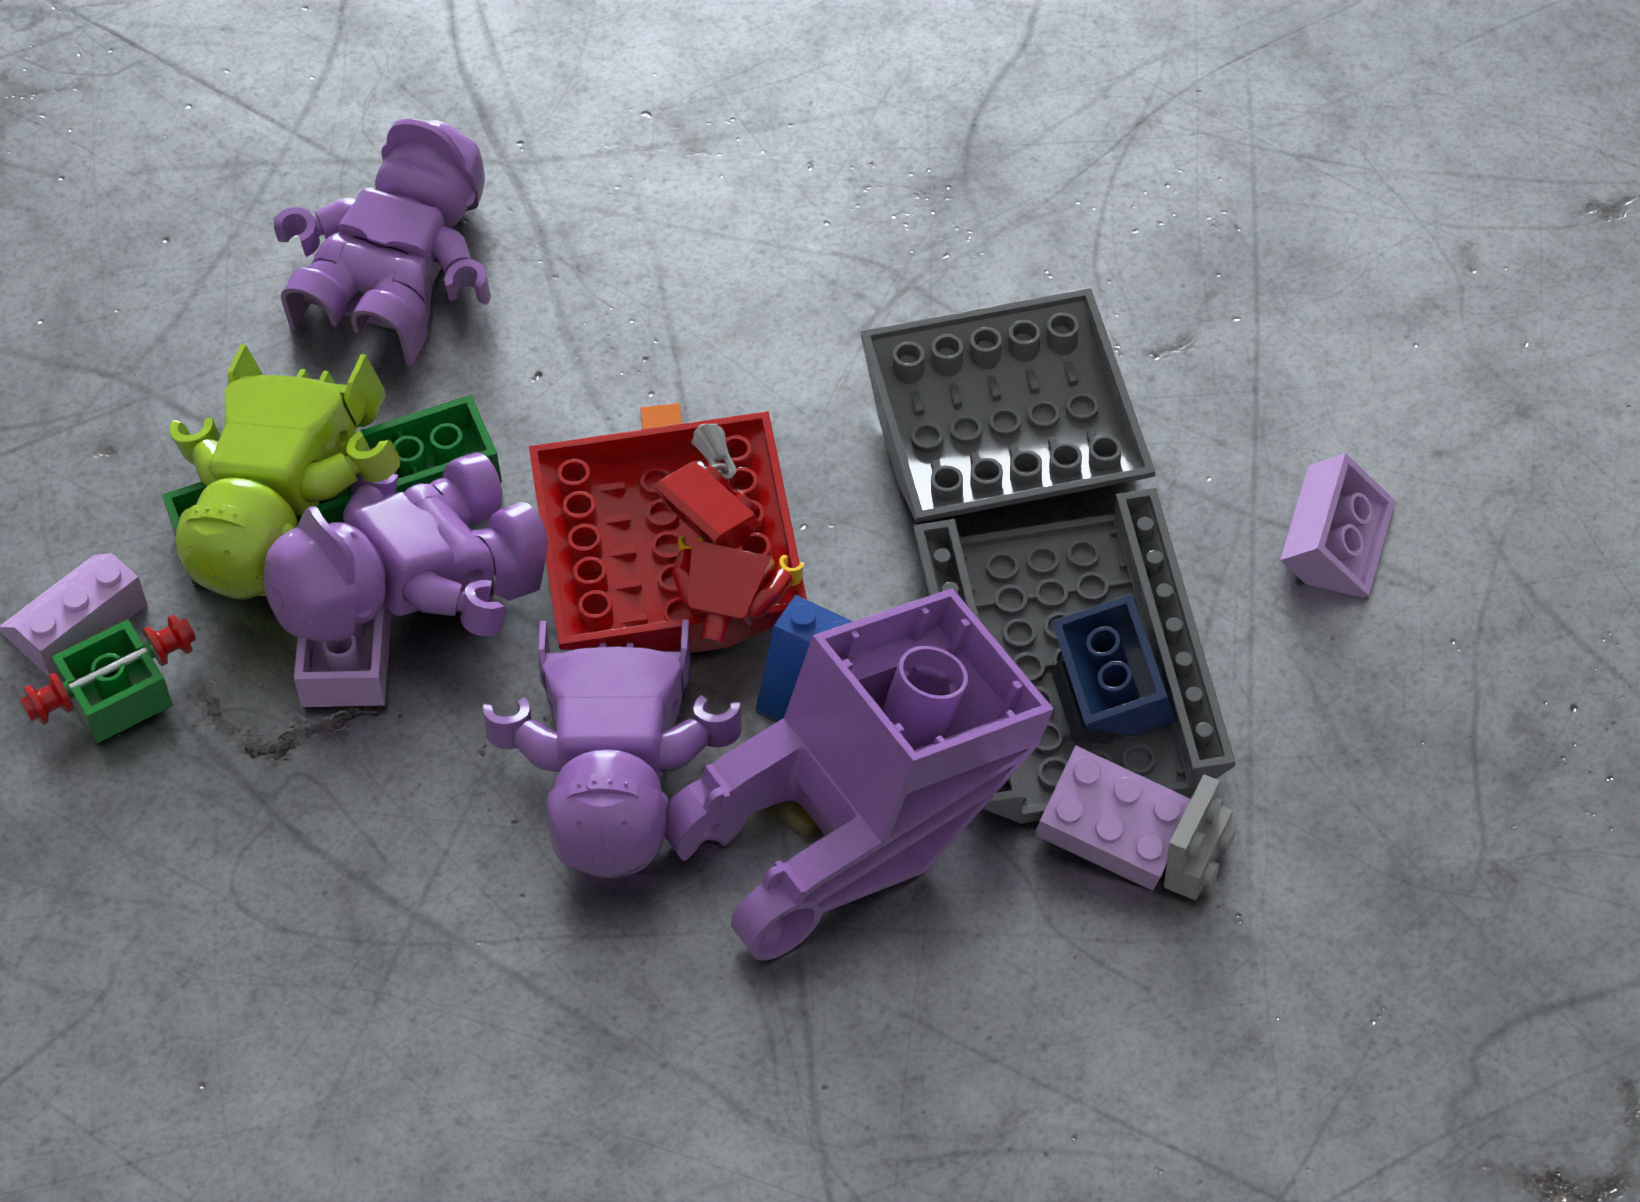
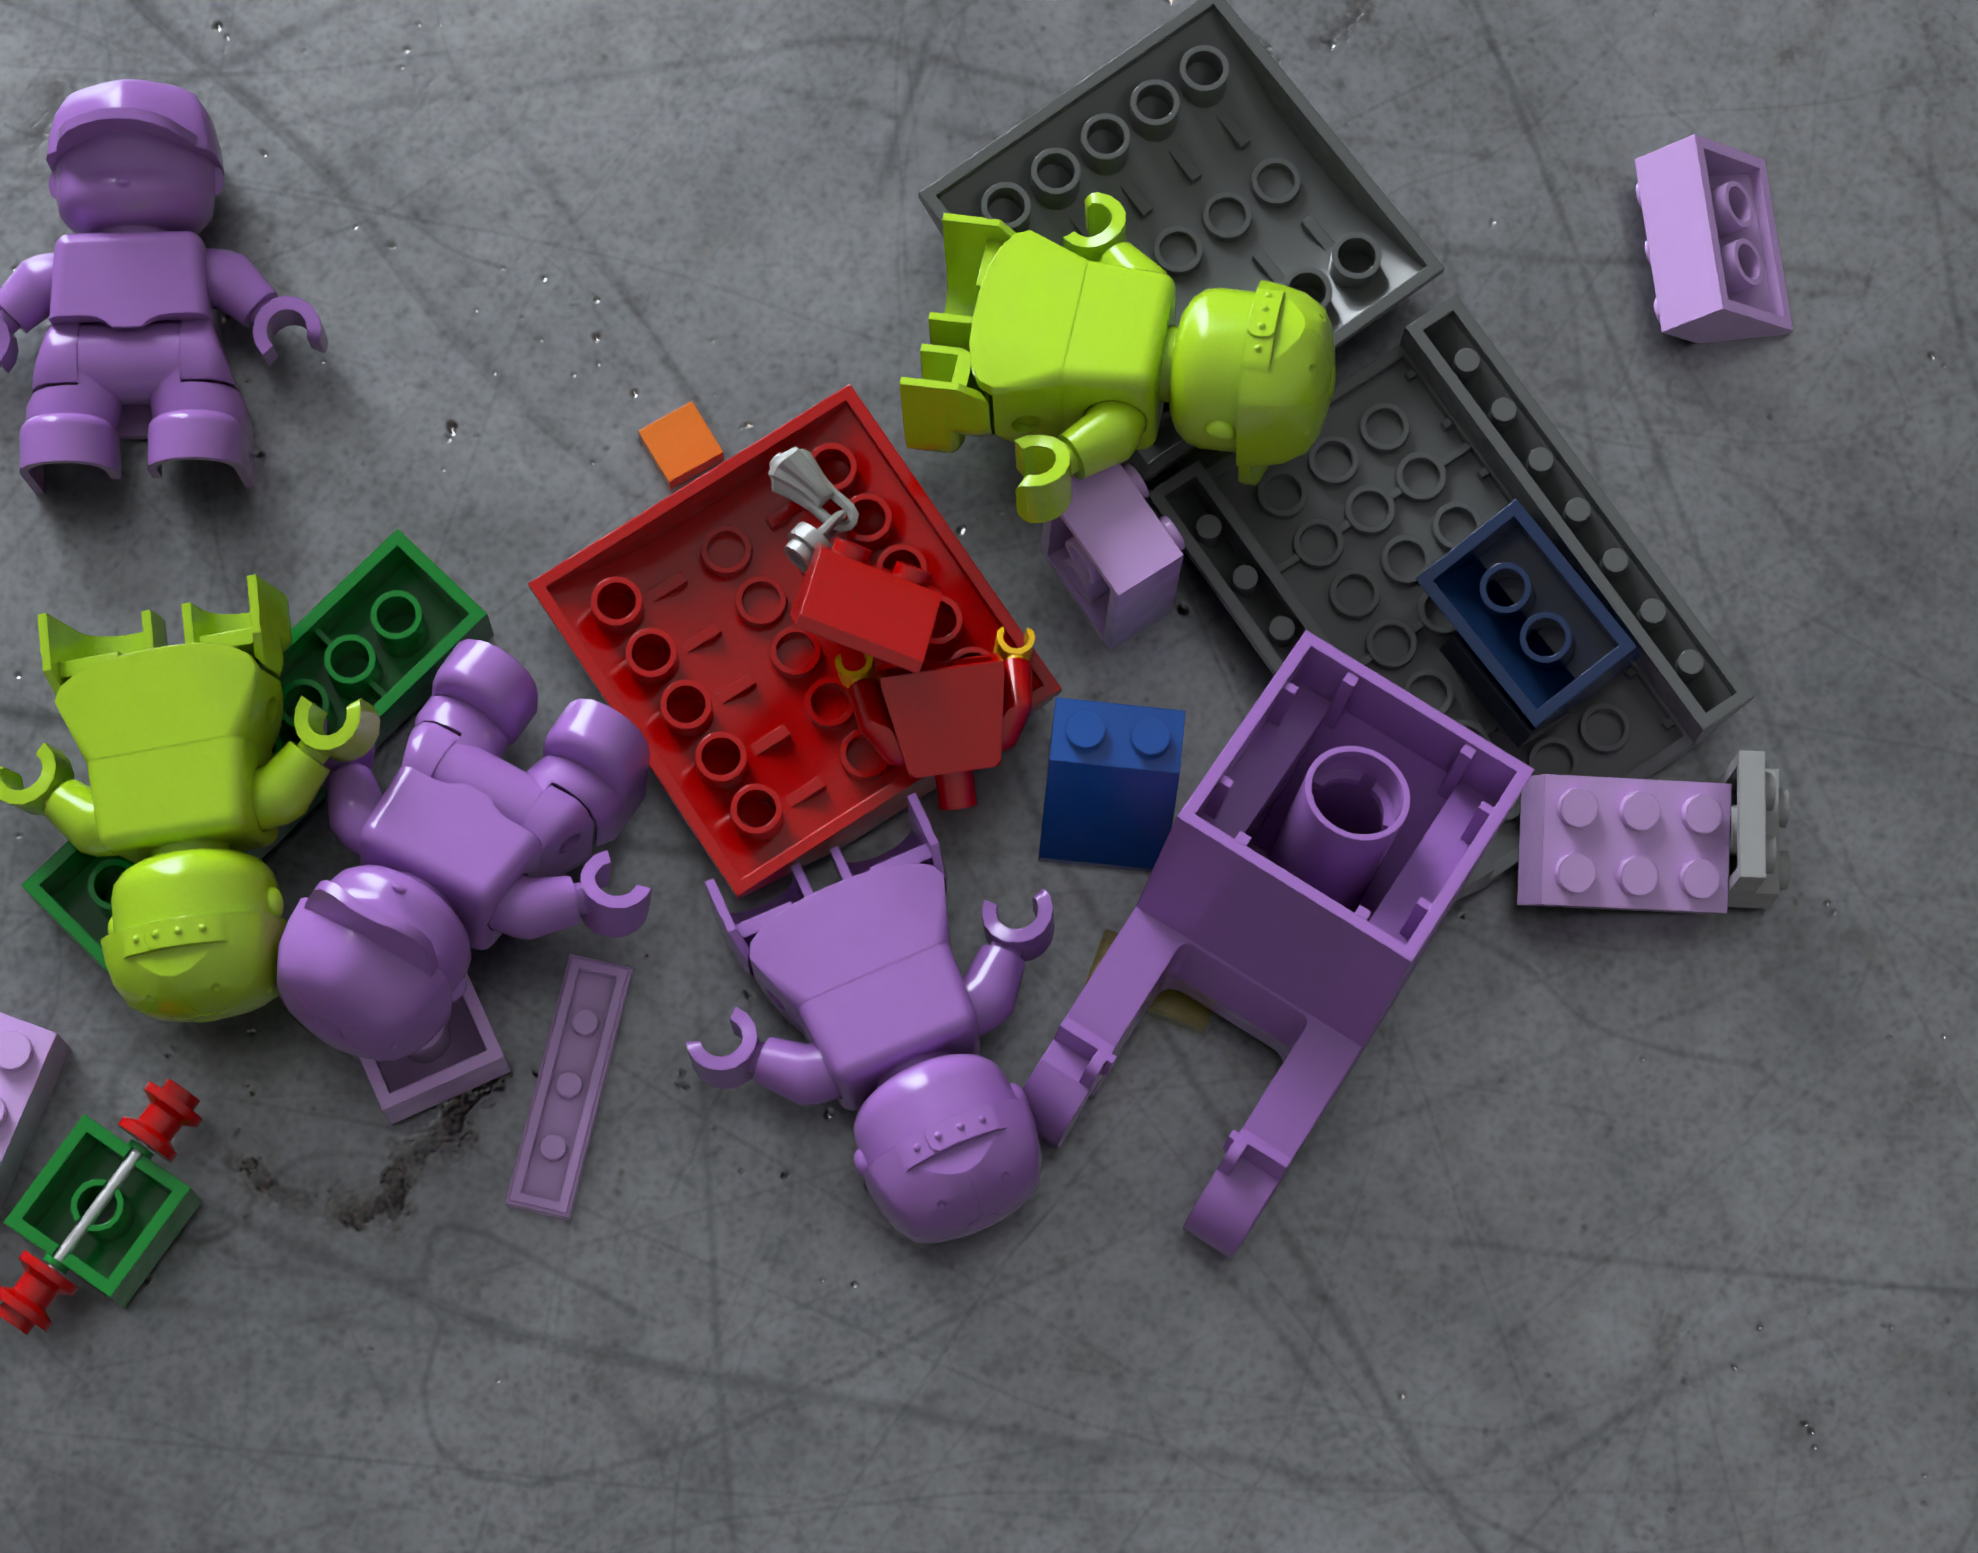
camera: 30 degrees left, 20 degrees up
(413, 726) = (569, 1087): none -> lavender tile
(877, 543) = (1115, 554): none -> lavender brick
(914, 421) = (1091, 349): none -> lime piece

